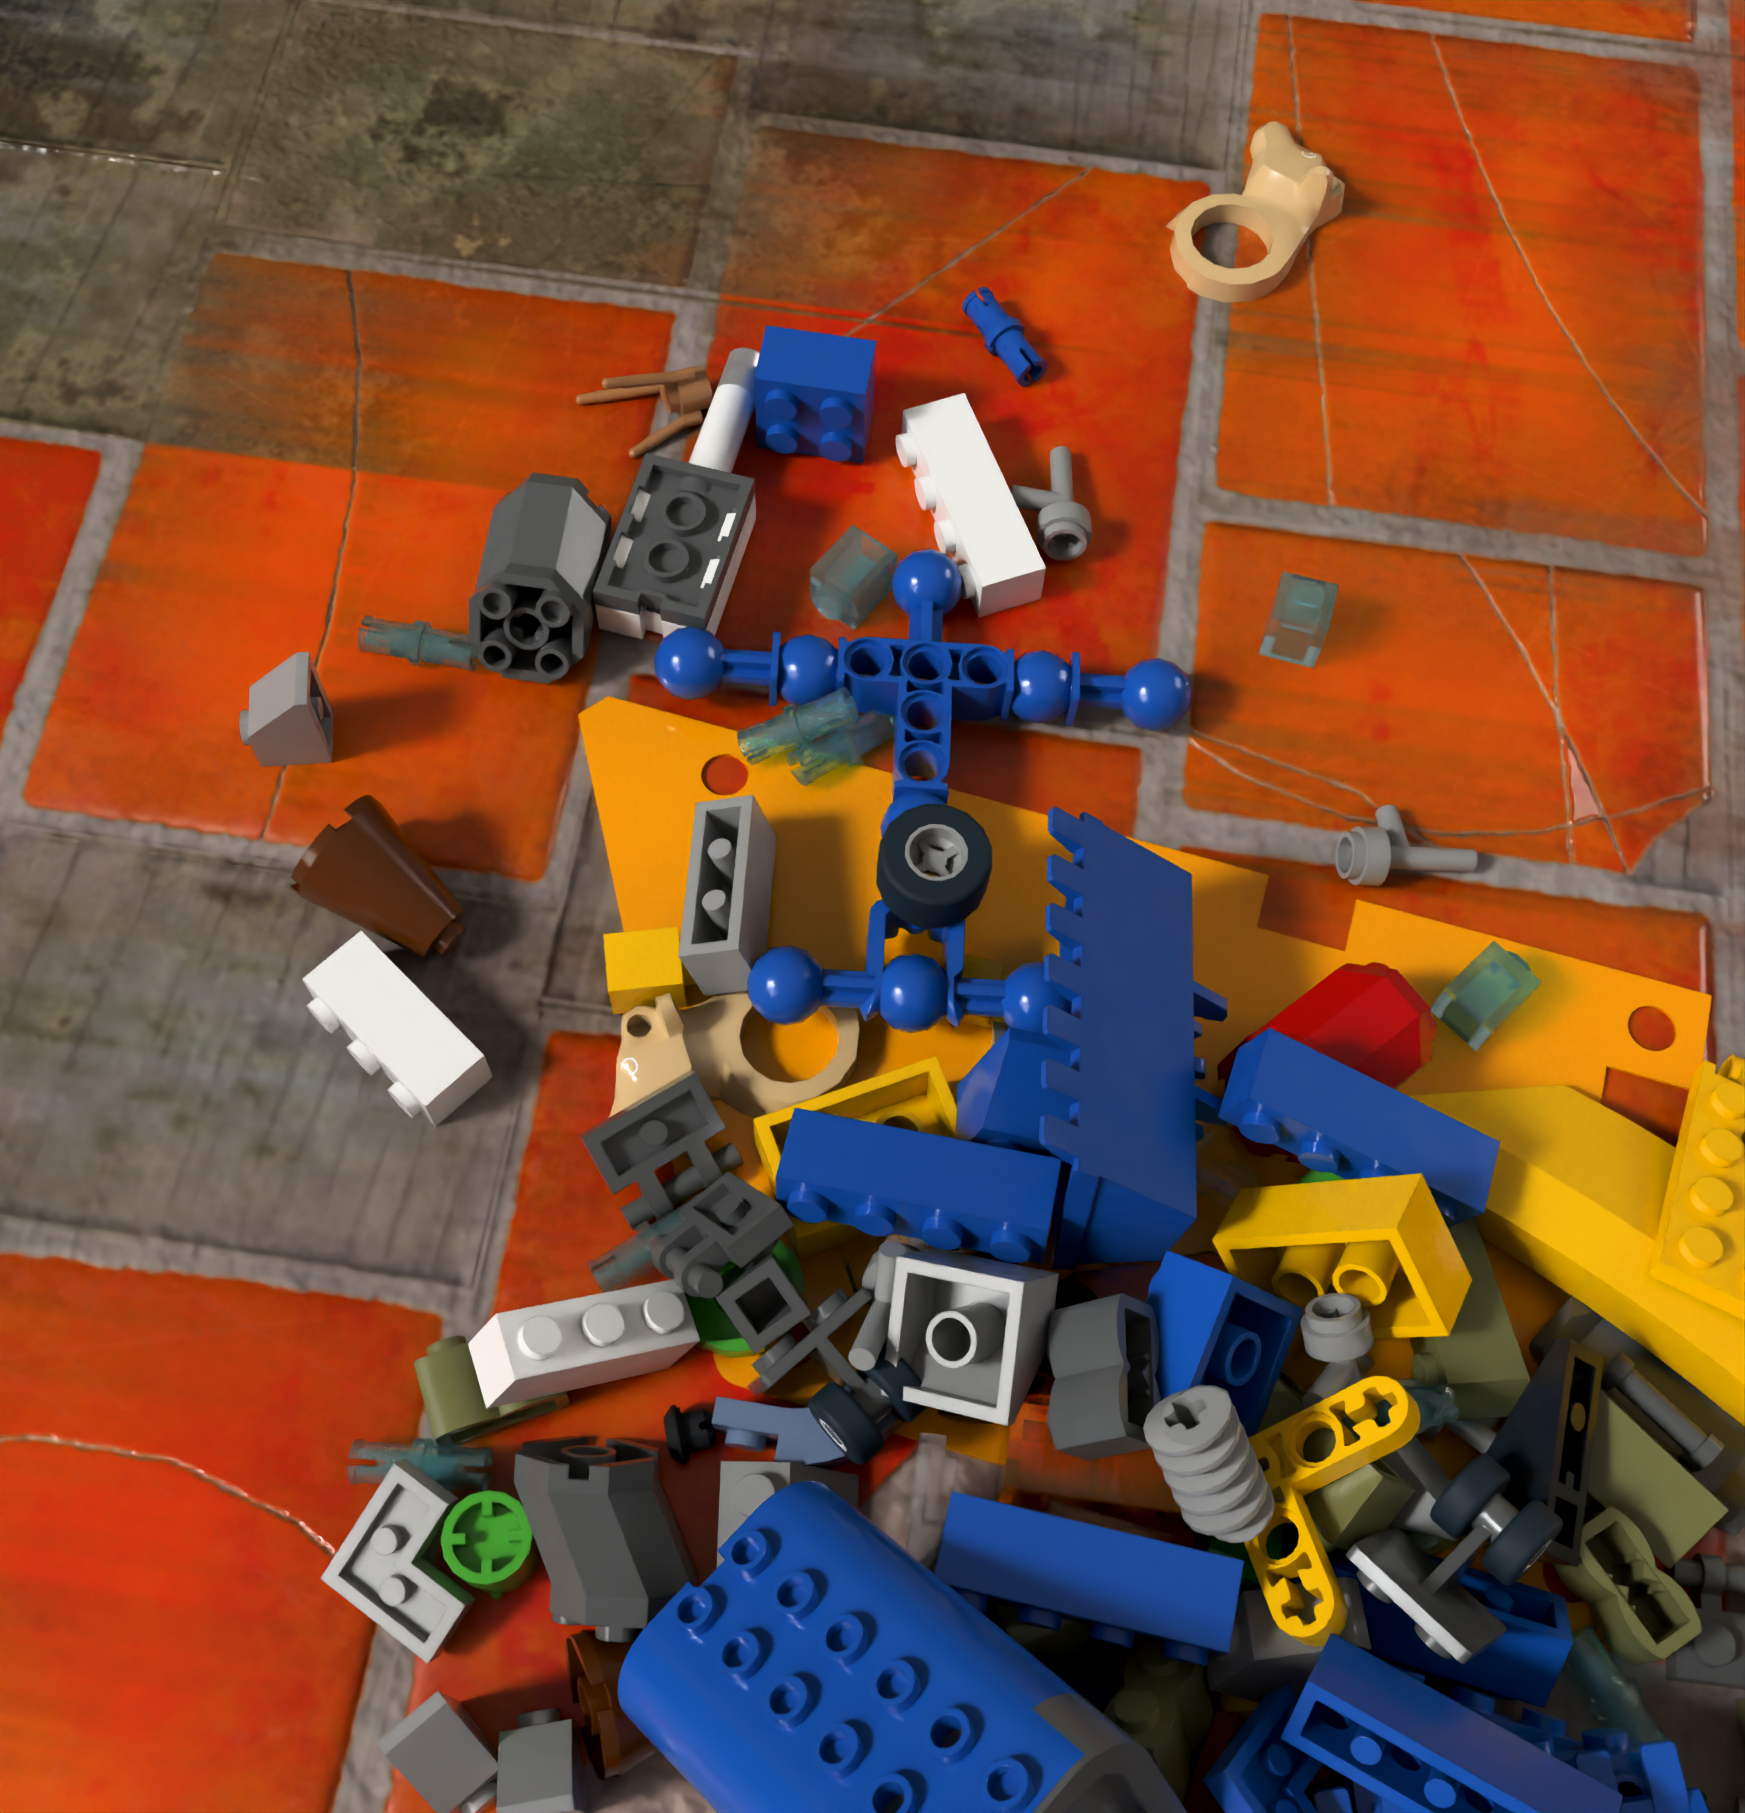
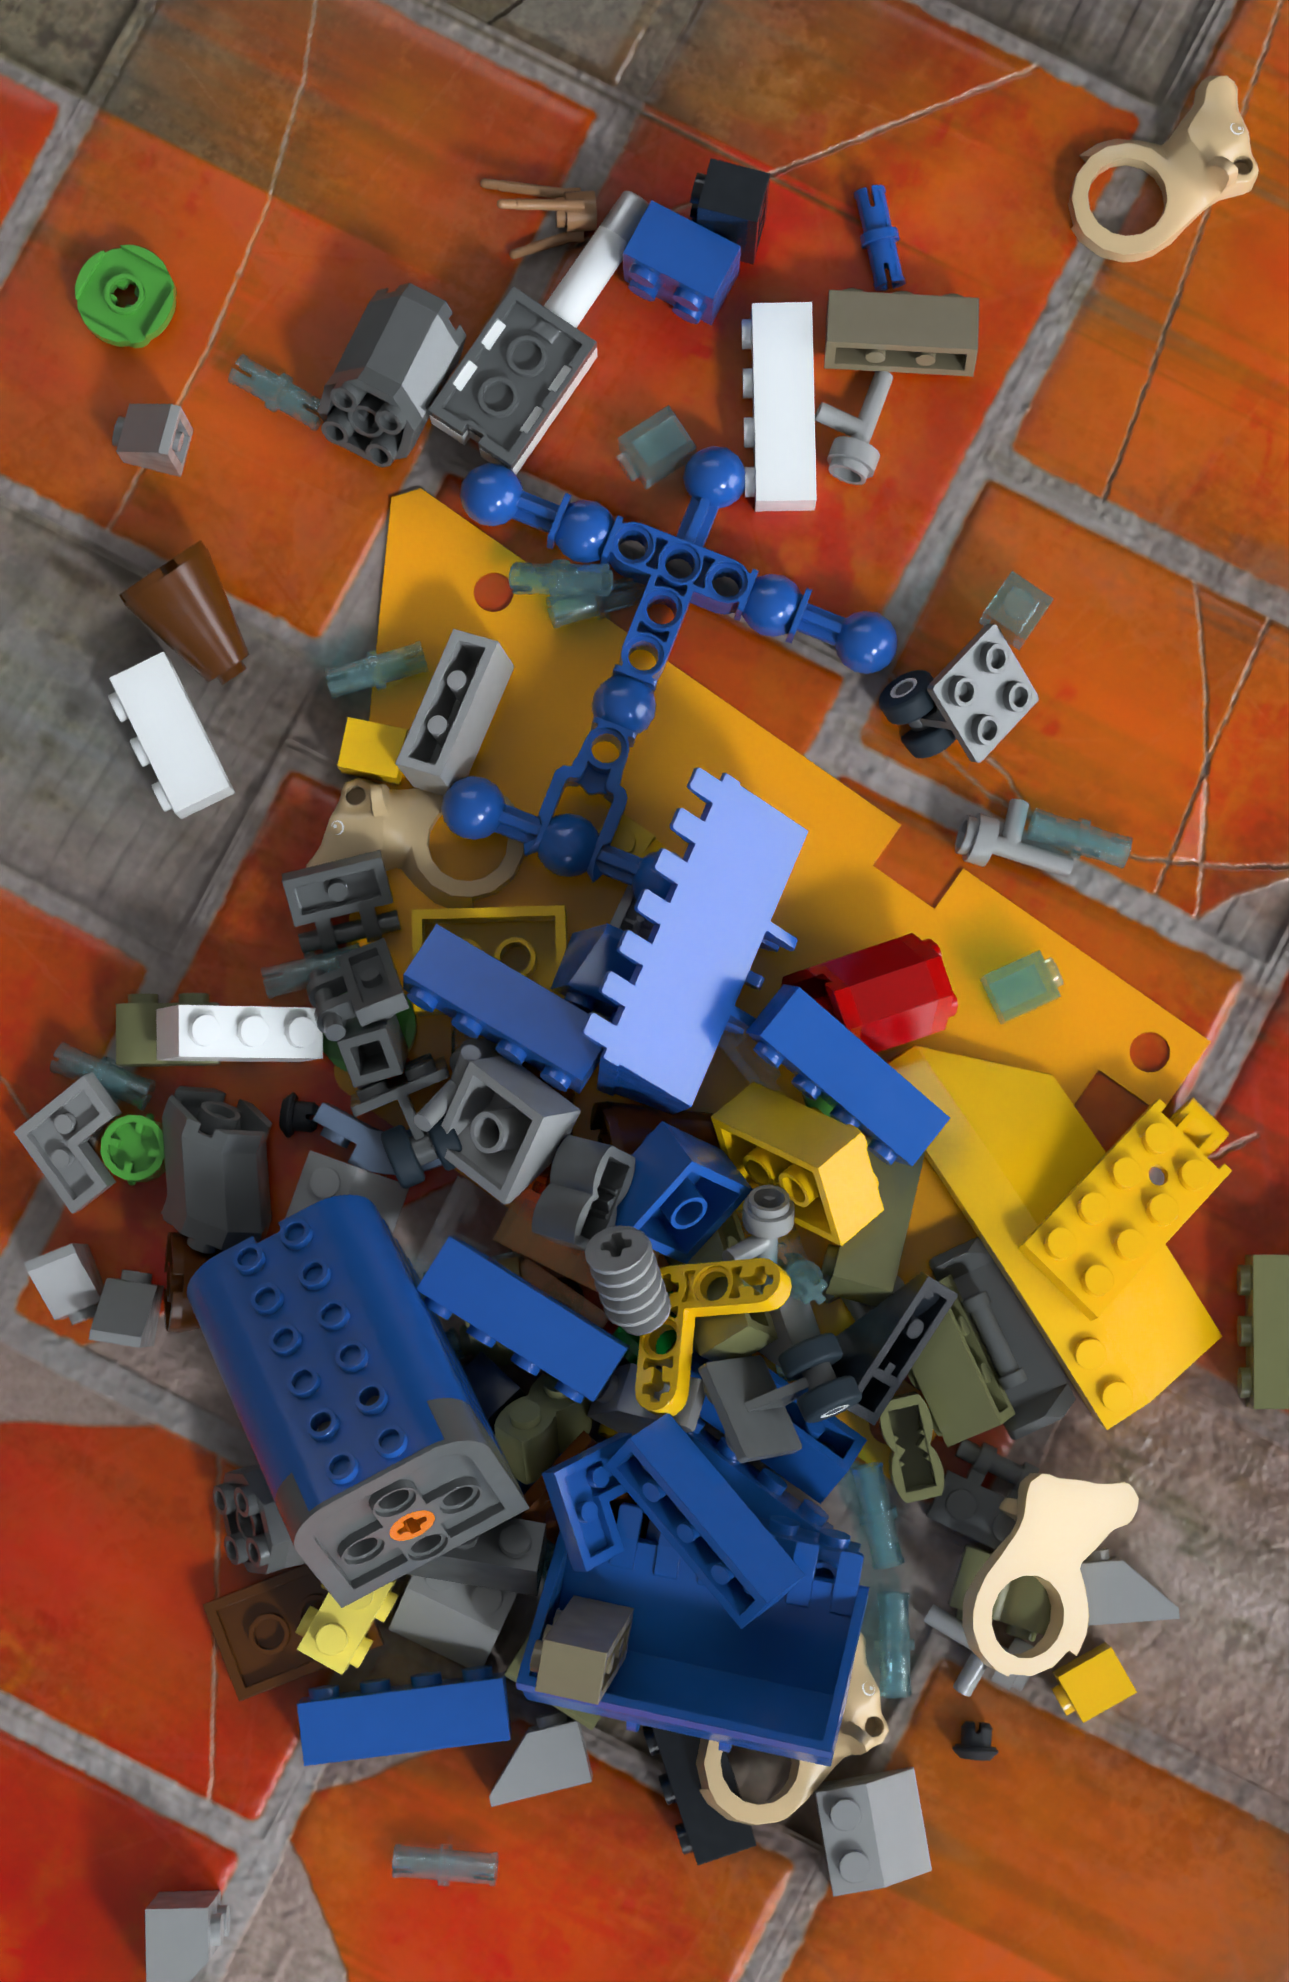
camera: 25 degrees right, 20 degrees up
(223, 626) = (118, 268): none -> bright green plate
(619, 887) = (376, 670): none -> clear light blue pin
(853, 300) = (732, 204): none -> black brick
(940, 843) = (608, 739): black wheel -> none
(1065, 403) = (901, 332): none -> dark tan brick
(1302, 711) = (970, 700): none -> plate
(1469, 824) = (1079, 838): none -> clear light blue pin

